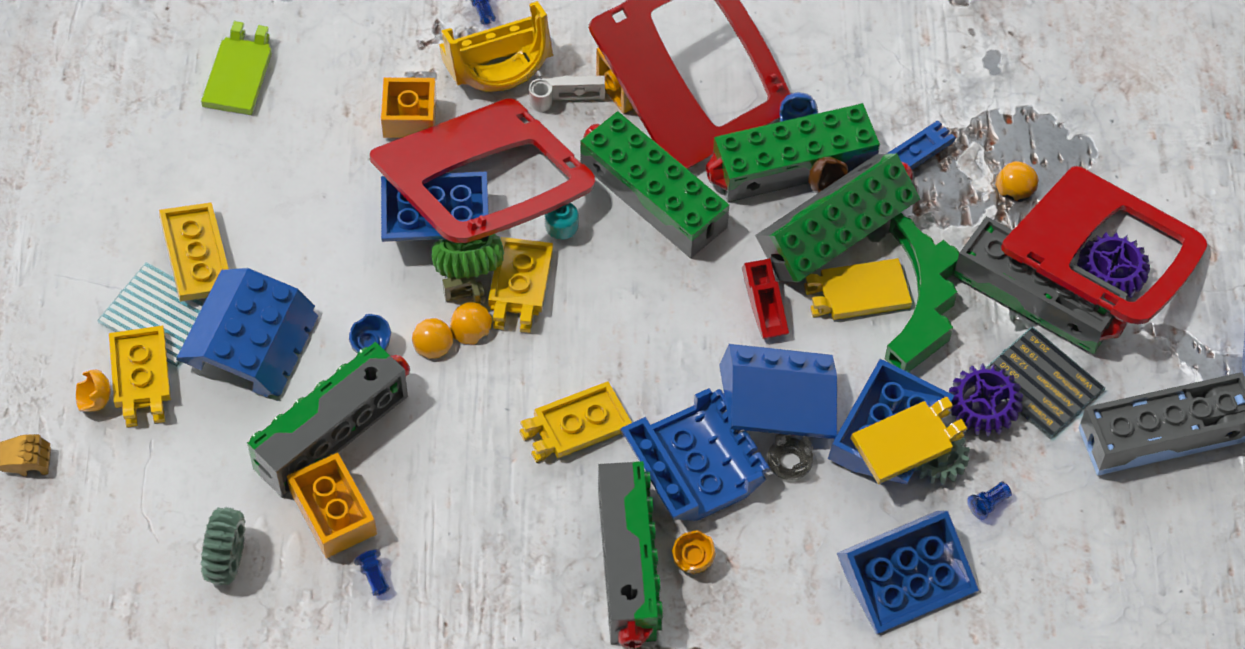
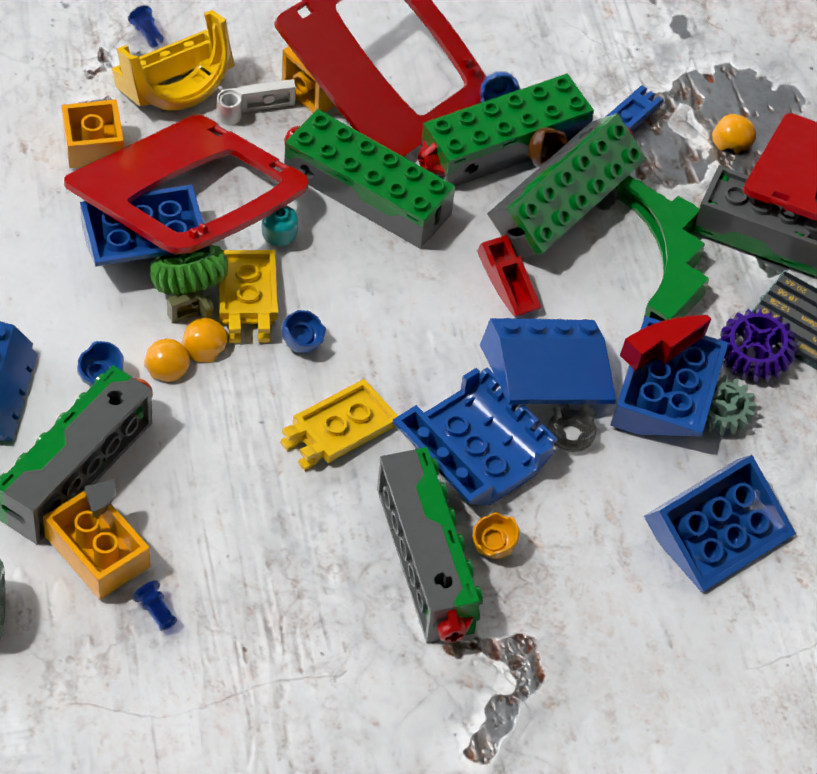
camera: 15 degrees left, 5 degrees down
(340, 465) = (100, 496): none -> dark grey tile
(561, 327) = (303, 331): none -> blue hair
(859, 289) = (601, 257): yellow tile -> none
(890, 386) = (664, 340): none -> red slope
(907, 439) = (693, 390): yellow tile -> none
(985, 502) = (781, 446): clear blue pin -> none

